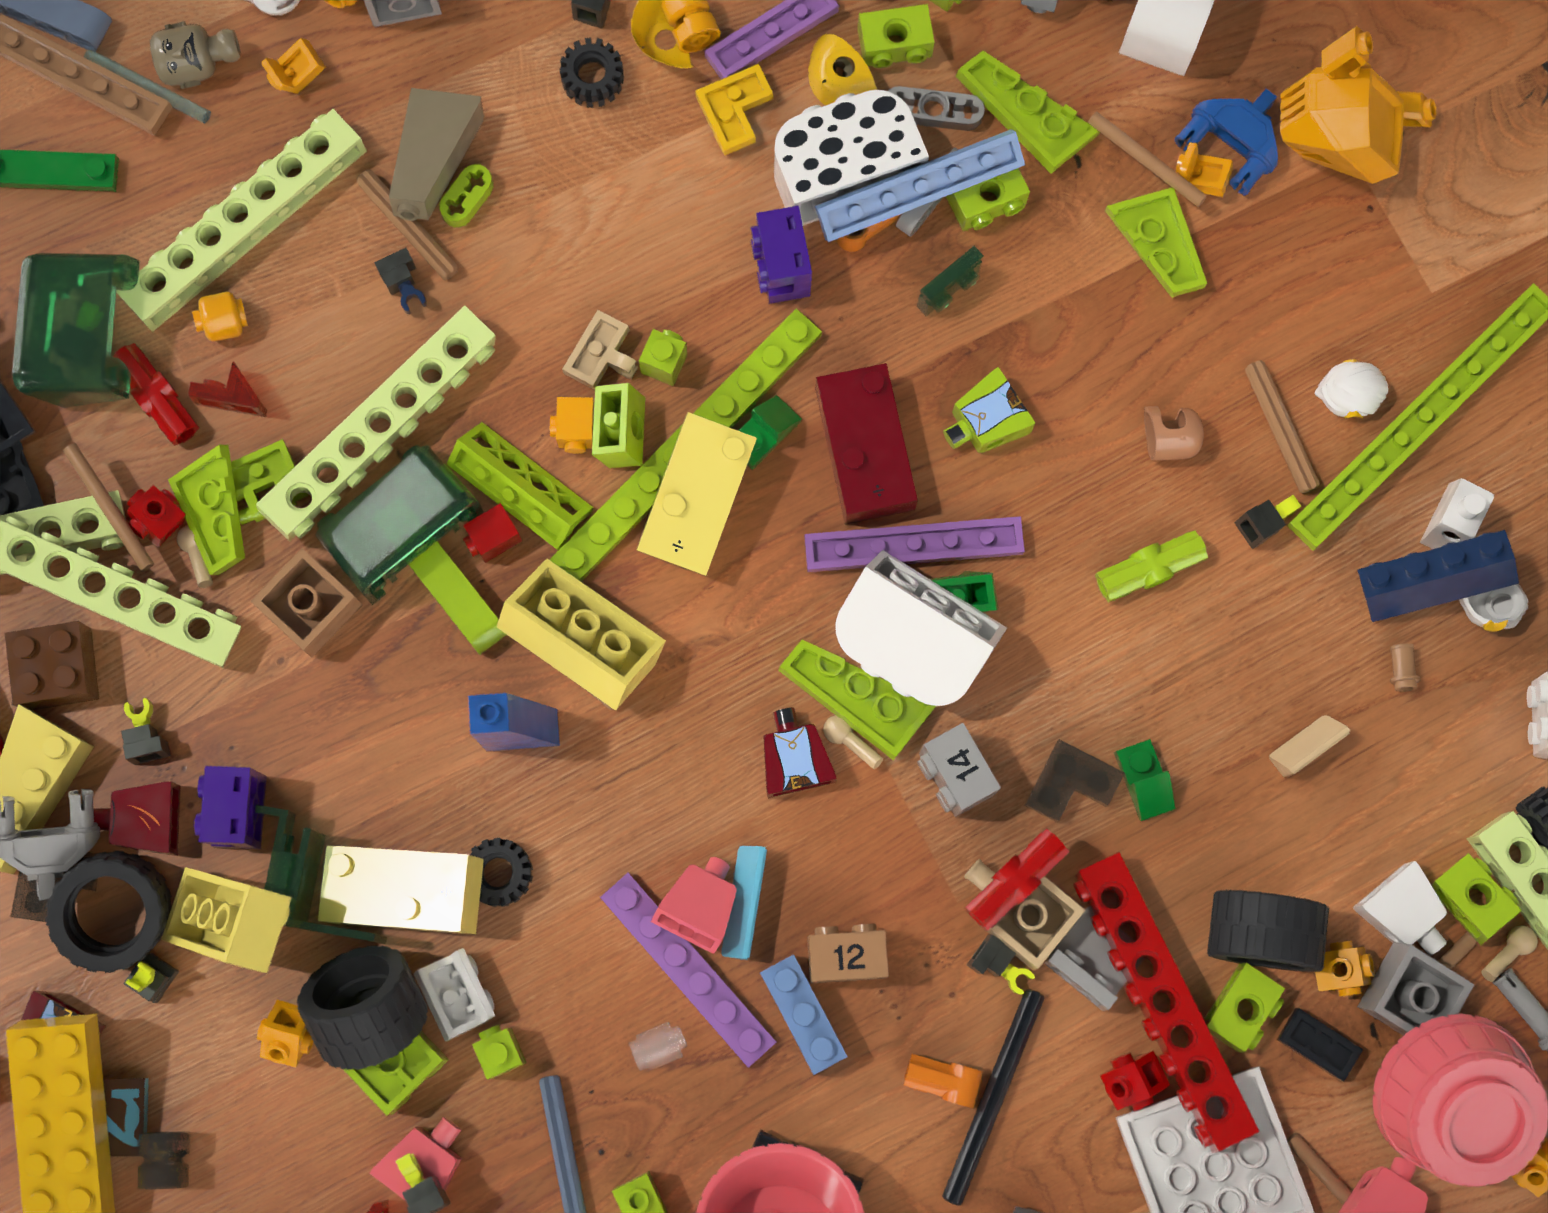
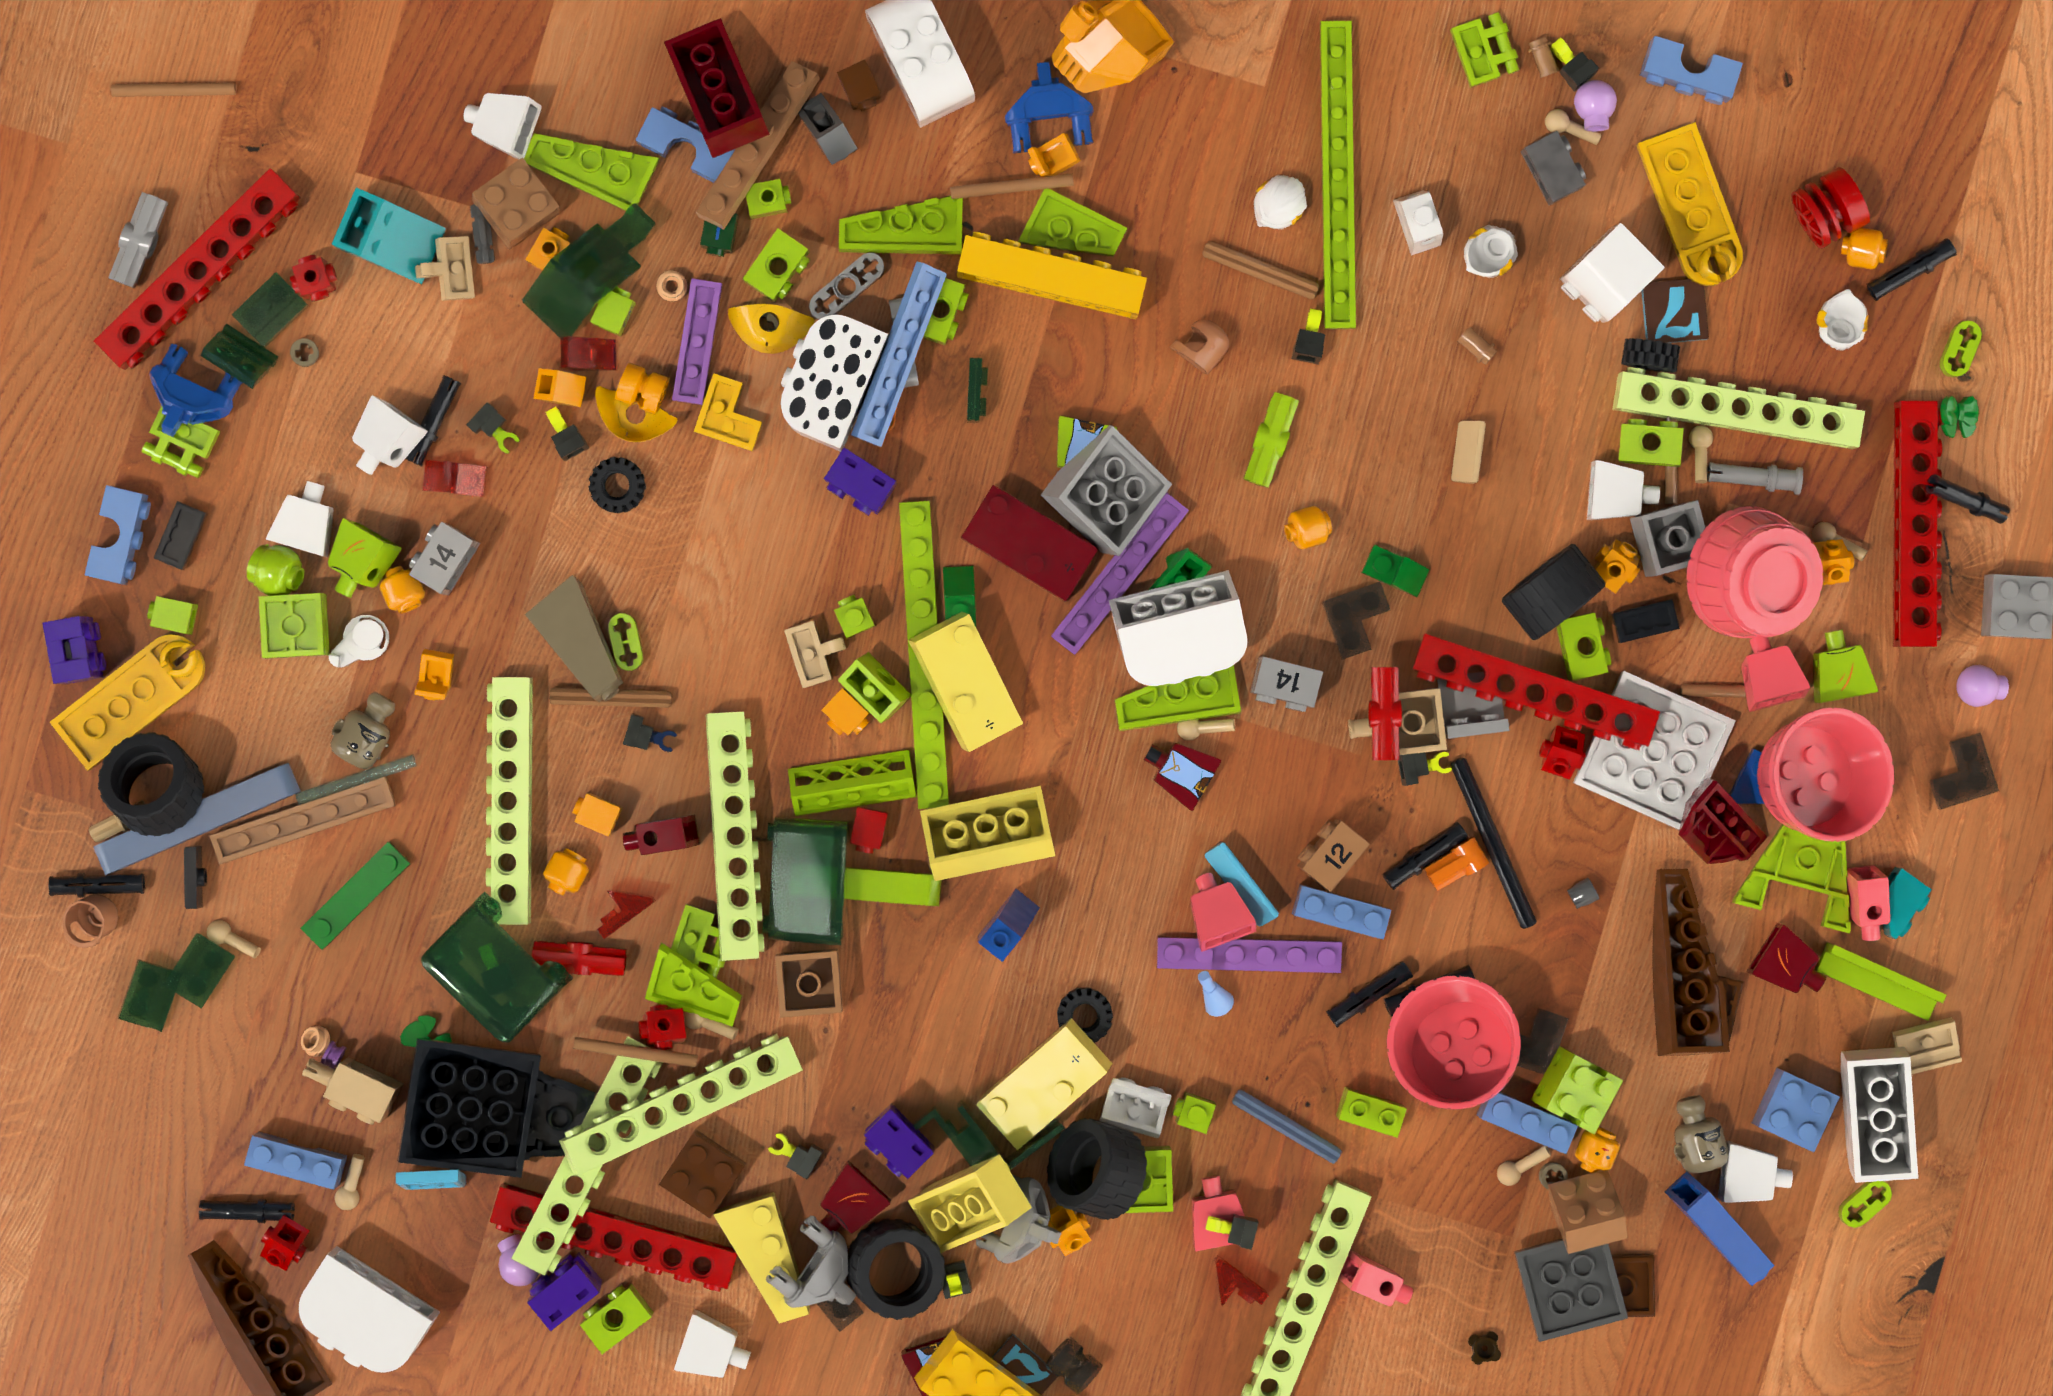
camera: 45 degrees left, 10 degrees up
(254, 994) = (1026, 1231): none -> light grey connector
(294, 297) = (597, 813): none -> light orange brick
(327, 367) = (671, 834): none -> dark red torso
(621, 976) = (1216, 998): none -> light blue cone
(658, 1046) = (1279, 1015): clear brick -> none
(797, 1123) = (1369, 994): none -> black pin
(930, 1045) = (1418, 860): none -> black pin
(974, 463) = (1107, 491): none -> light grey slope
(1107, 254) = (1051, 276): none -> yellow brick
(1109, 667) = (1308, 527): none -> light orange head
(1439, 575) = (1444, 275): dark blue brick -> none

